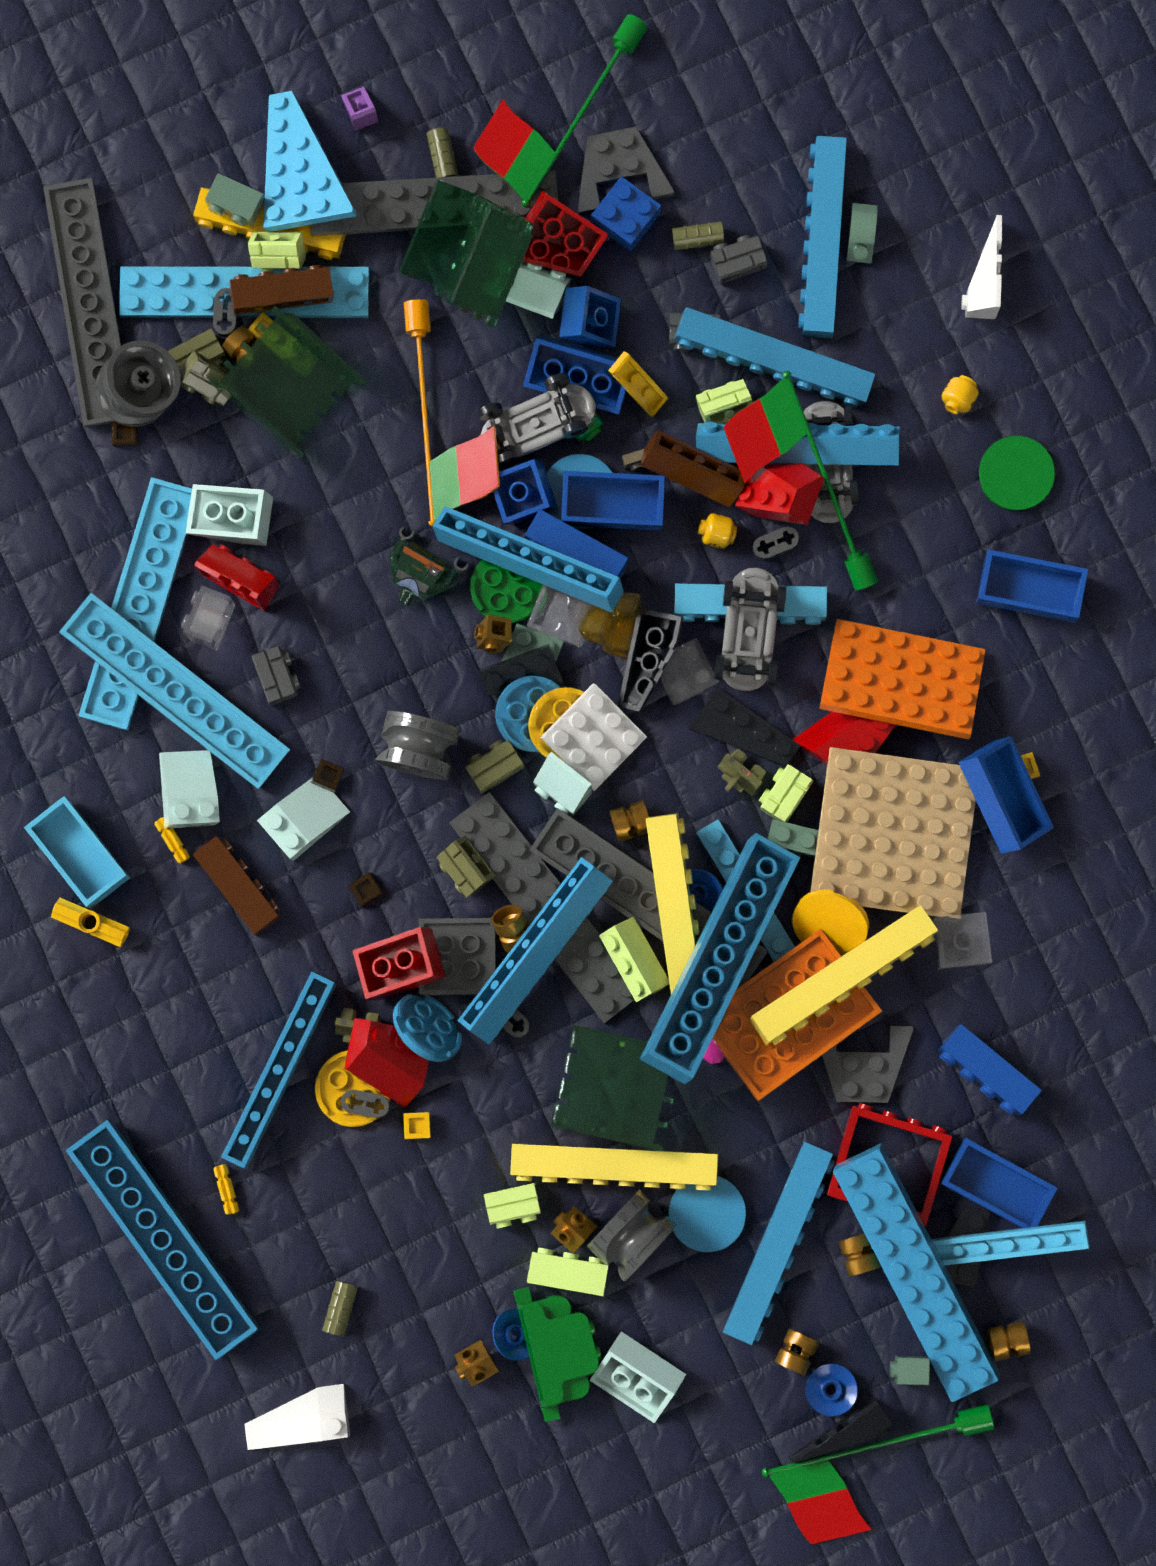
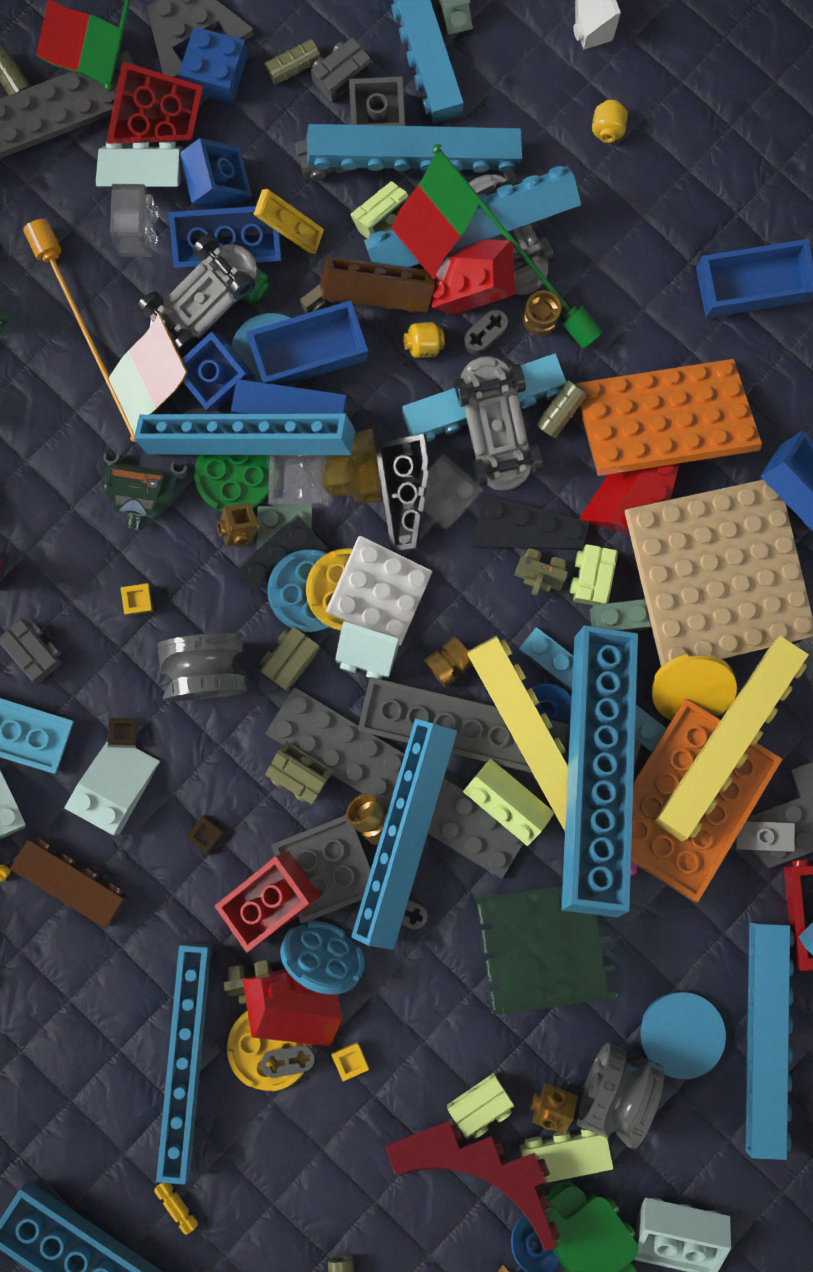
camera: 30 degrees left, 0 degrees up
(382, 665) = (136, 599): none -> yellow plate
(467, 250) = (64, 145): clear green windscreen -> none
(469, 1226) = (519, 1180): none -> dark red arch
(501, 340) = (133, 220): none -> clear brick
(614, 1164) = (570, 1024): light yellow brick -> none
(756, 306) = (377, 101): none -> dark grey brick
(814, 637) = (562, 409): none -> olive axle
(830, 546) = (544, 307): none -> pearl gold wheel
(843, 1071) = (767, 836): none -> light grey plate
(1016, 473) = (694, 178): green tile -> none

